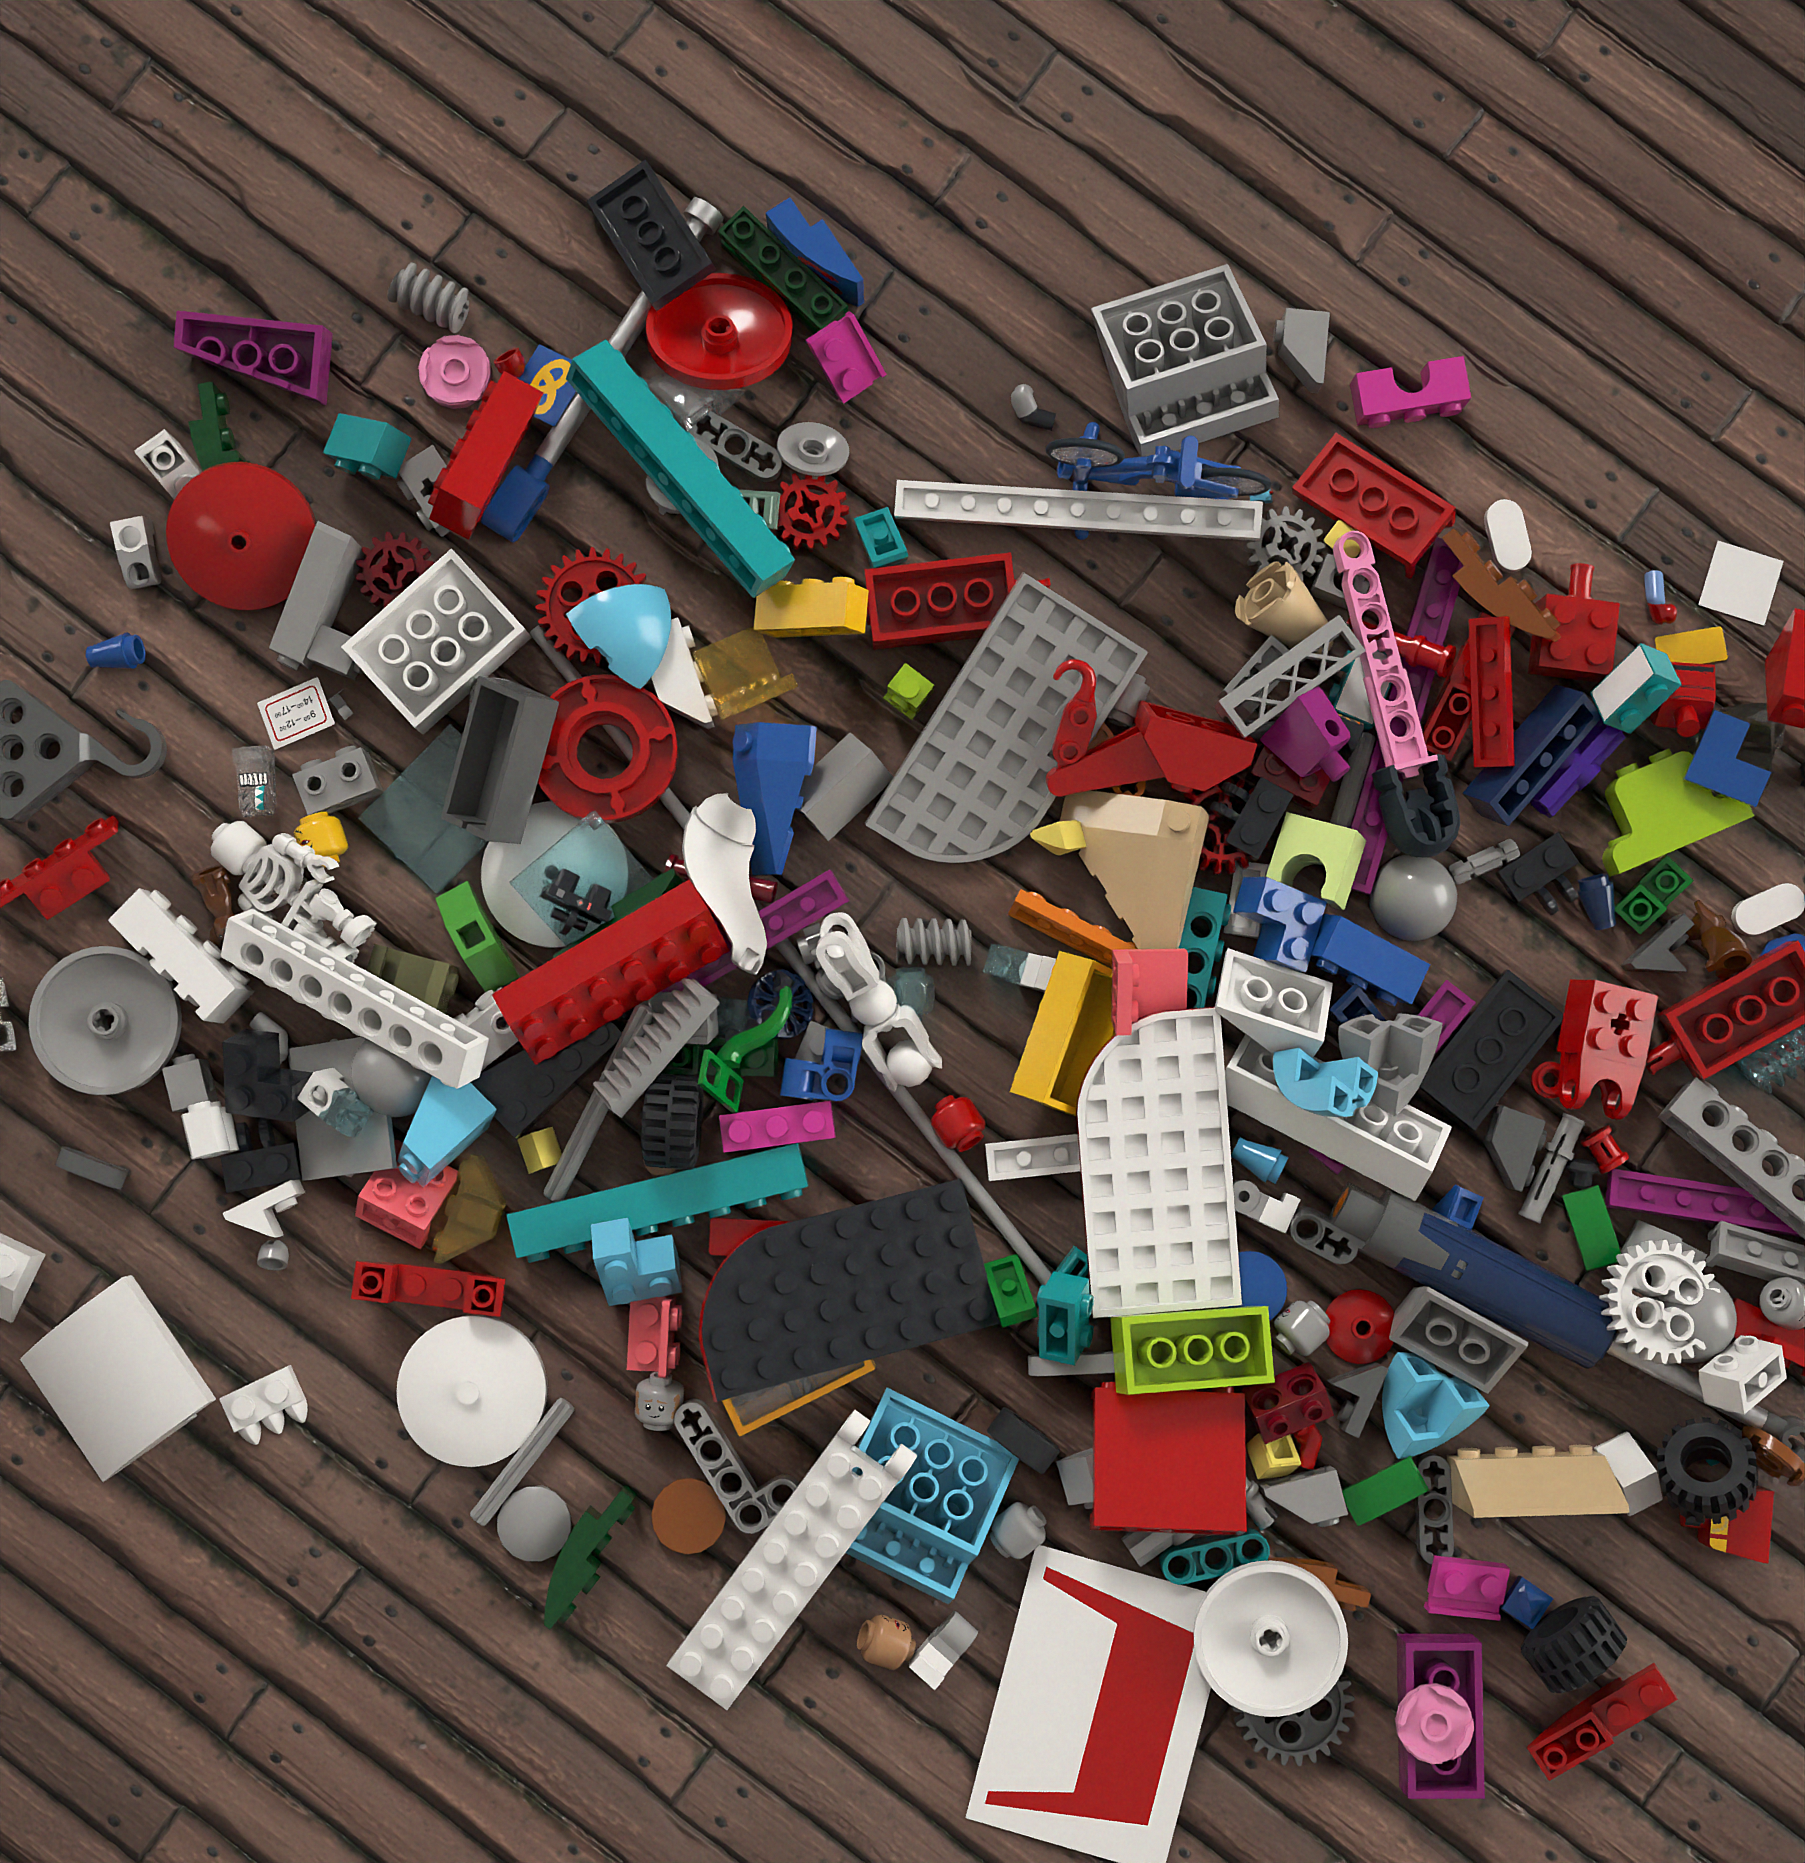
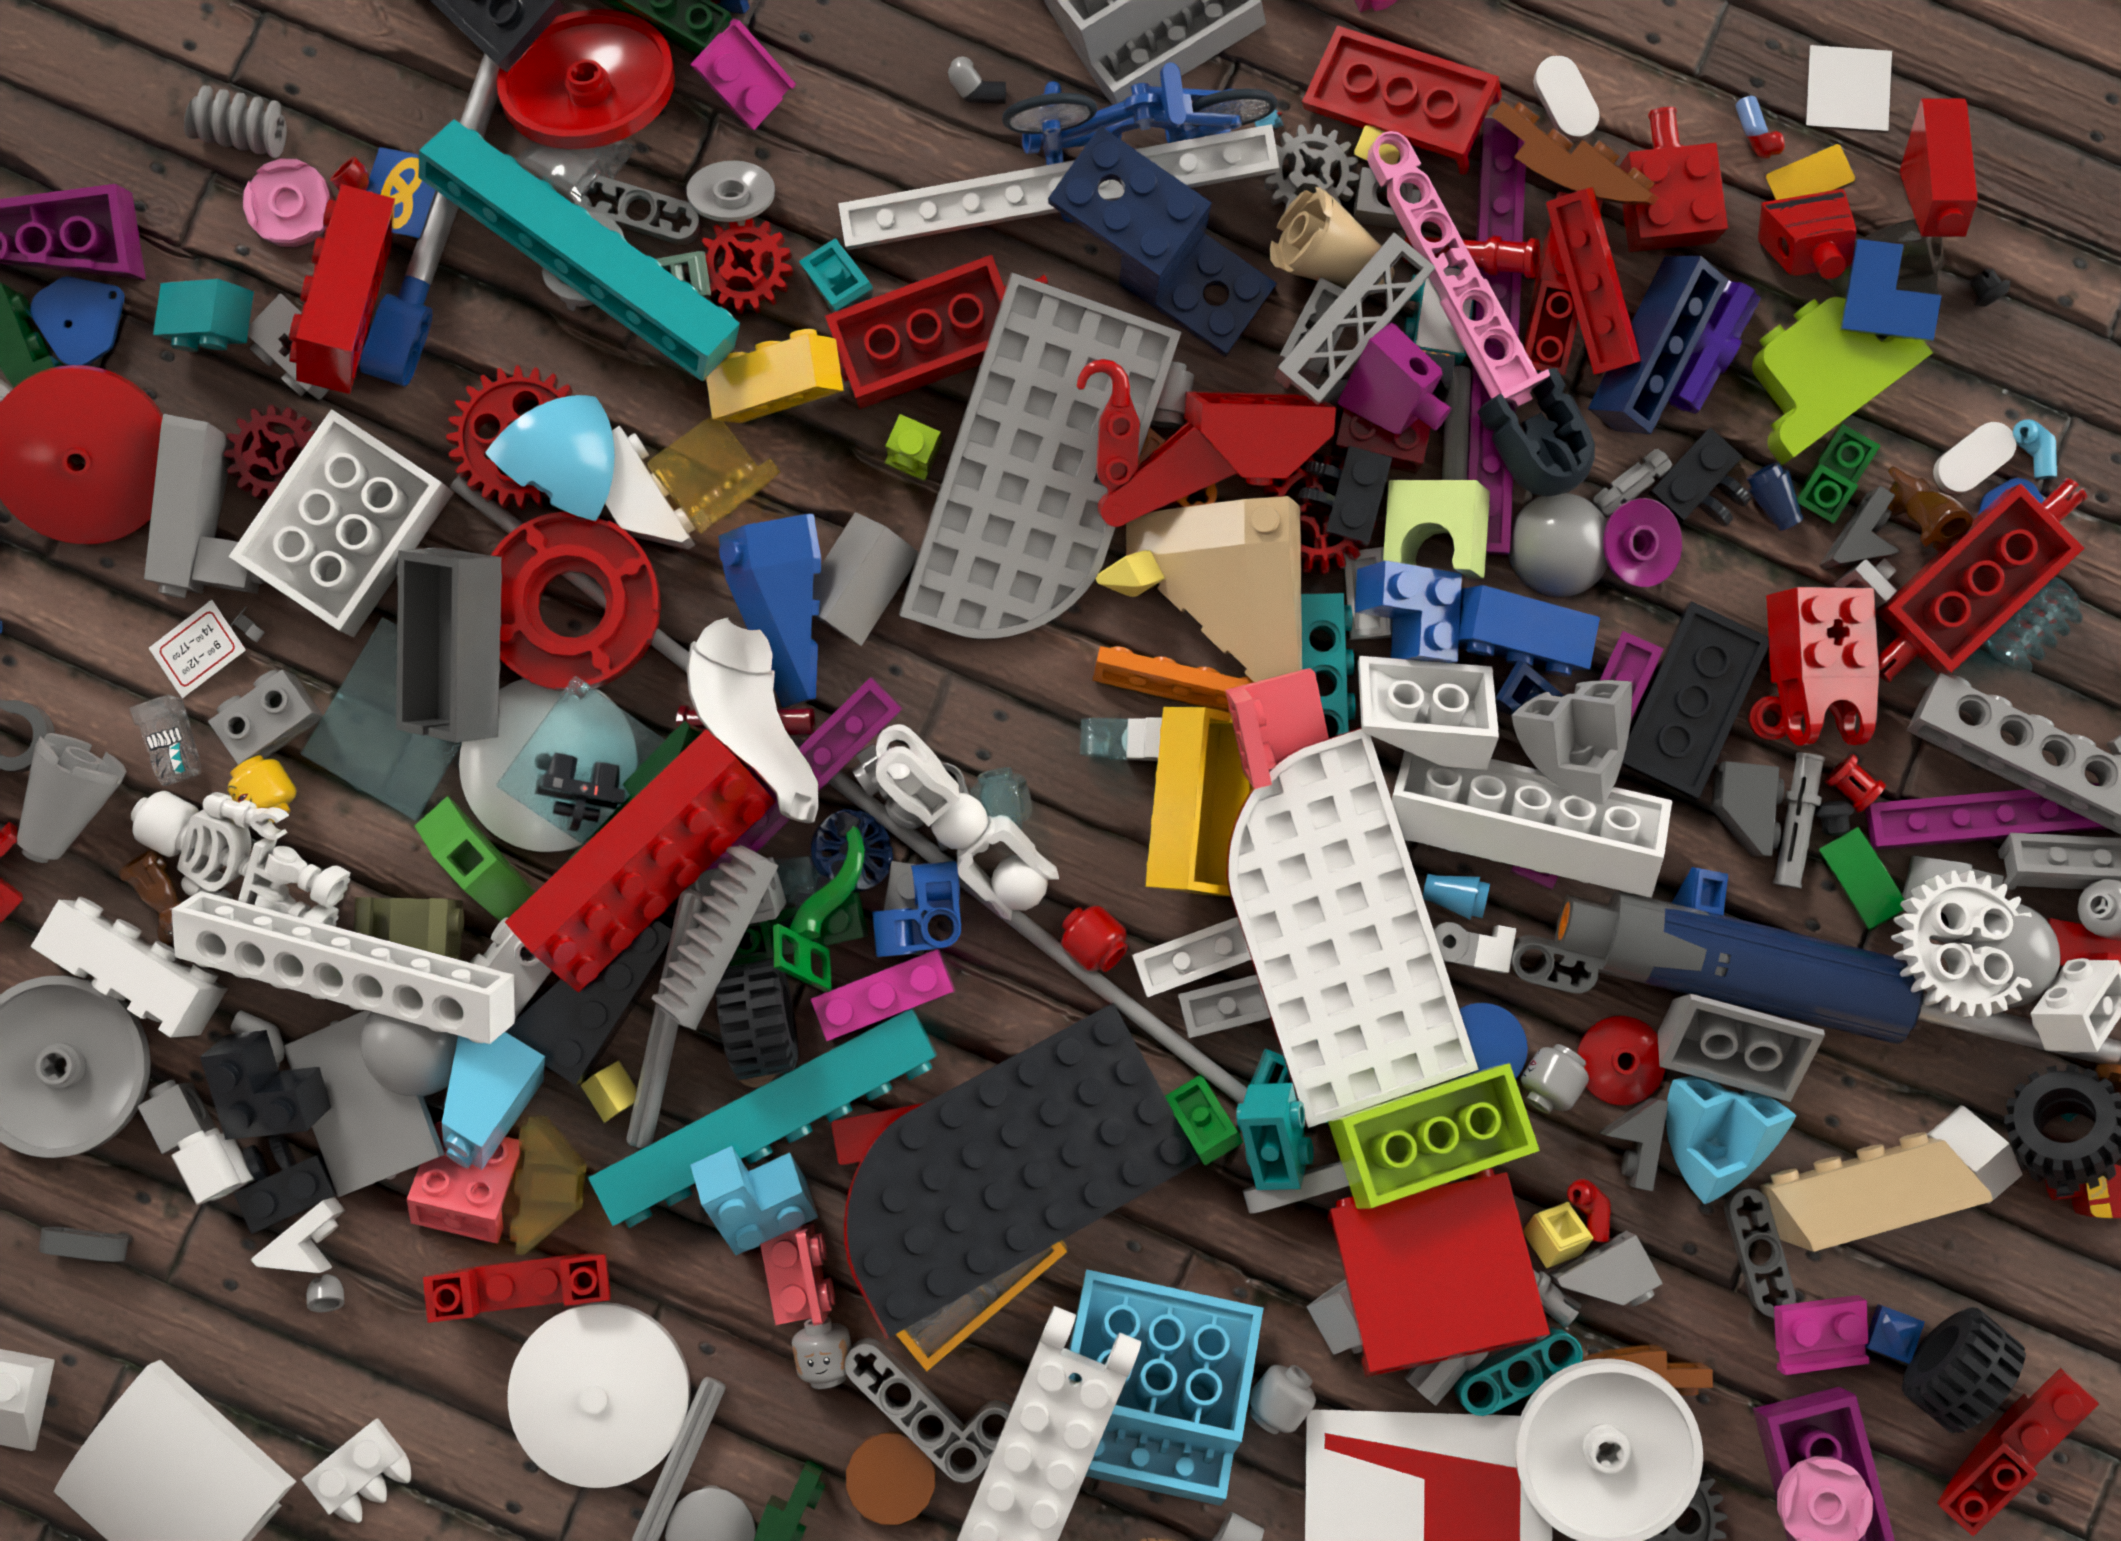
camera: 15 degrees left, 0 degrees up
(163, 805) = (63, 794): none -> light grey cone
(276, 422) = (92, 314): none -> blue piece
(335, 1102) = (352, 1095): leg -> none
(933, 941) = (1013, 732): light grey piece -> none
(1023, 1440) = (1262, 1292): black tyre -> none
(1048, 1203) = (1223, 1006): none -> light grey plate
(1150, 575) = (1161, 240): none -> dark blue bracket
(1288, 1404) = (1562, 1172): dark red brick -> none
(1326, 1087) = (1513, 791): medium azure brick -> none
(1384, 1491) = (1698, 1245): green slope -> none
(1492, 915) = (1657, 542): none -> magenta dish
(1635, 688) = (1759, 236): brick -> none
(1658, 985) = (1867, 576): none -> light grey tile

